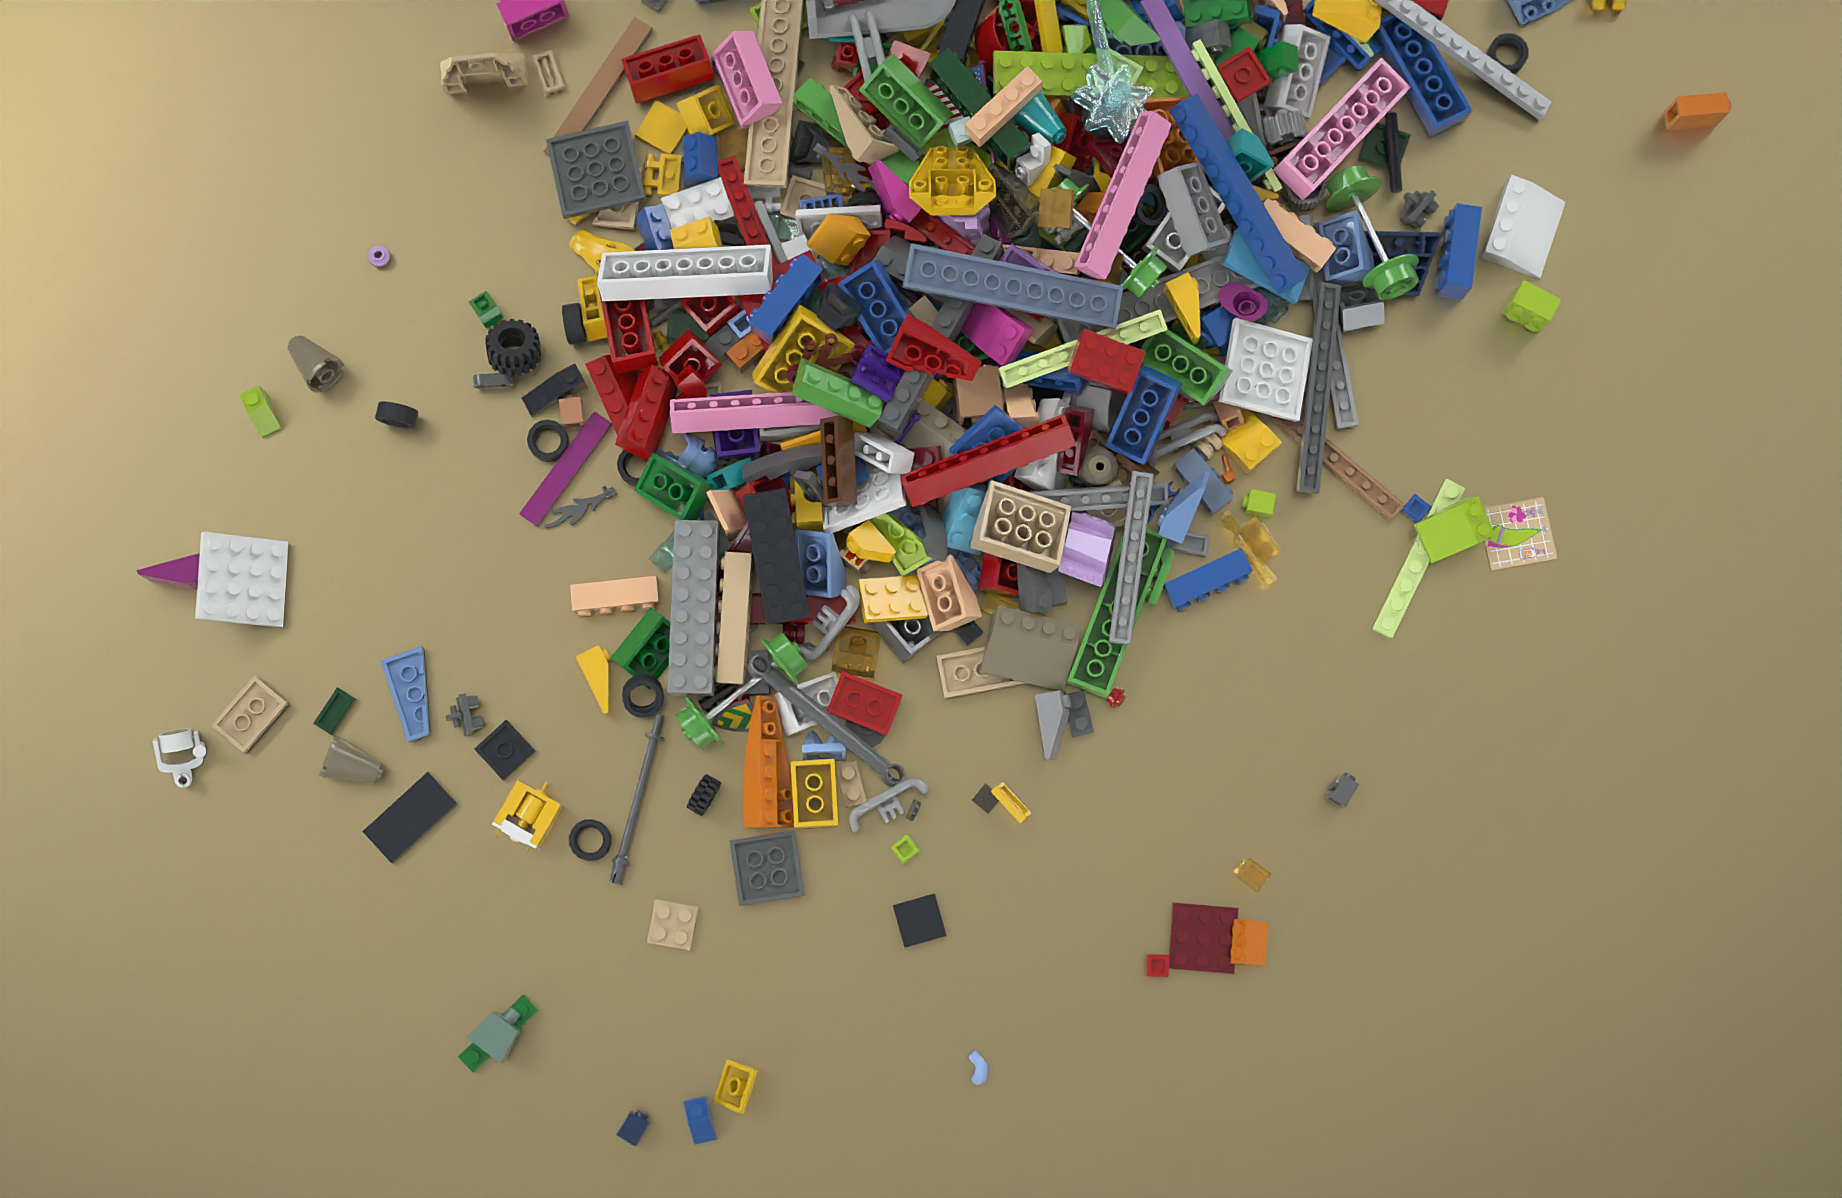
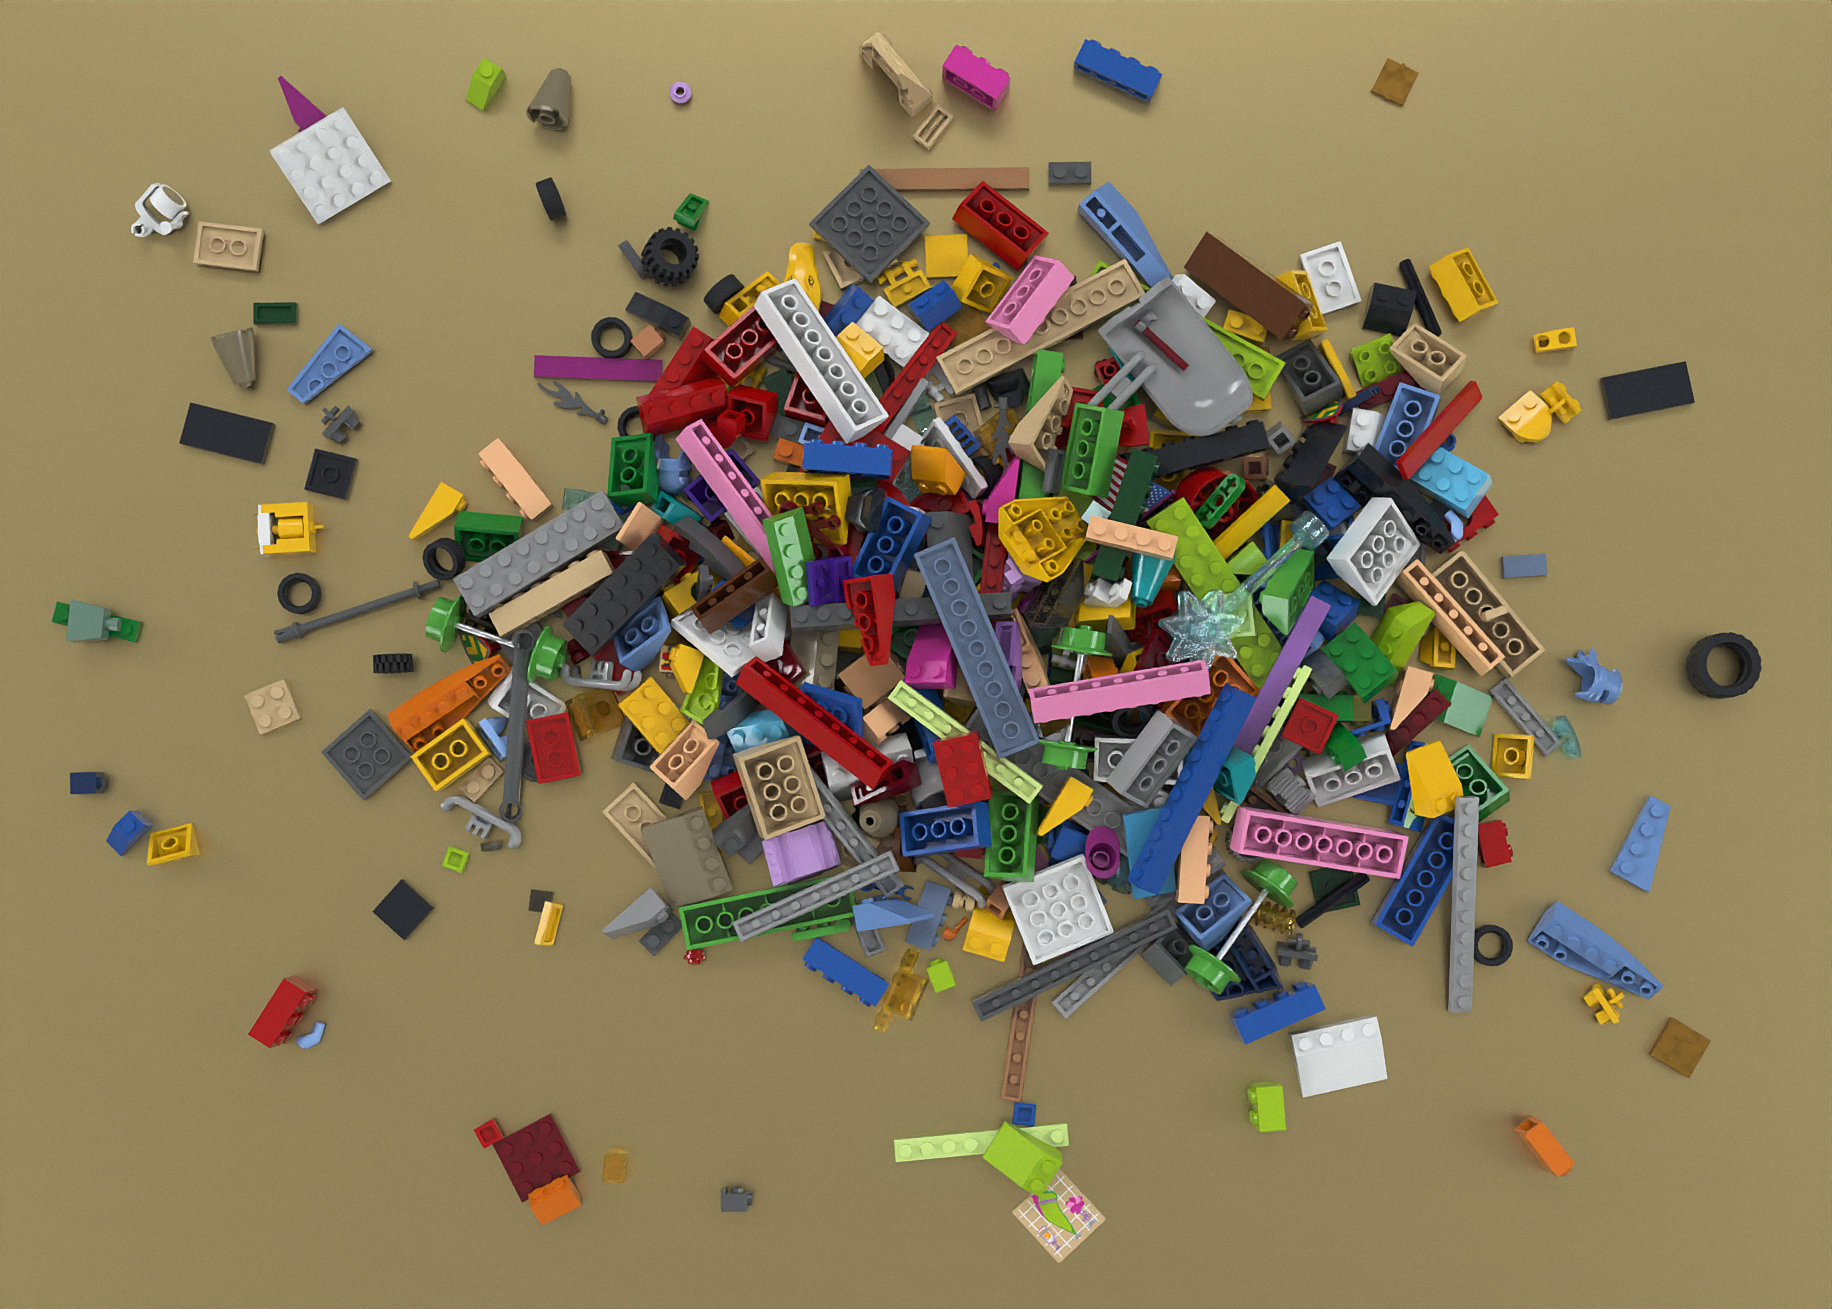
camera: 65 degrees right, 5 degrees up
(915, 417) = (816, 636): dark purple hinge -> none
(944, 1076) = (283, 1012): none -> red brick
(1056, 208) = (1068, 641): pearl gold piece -> none
(1380, 204) = (1275, 917): none -> clear yellow piece

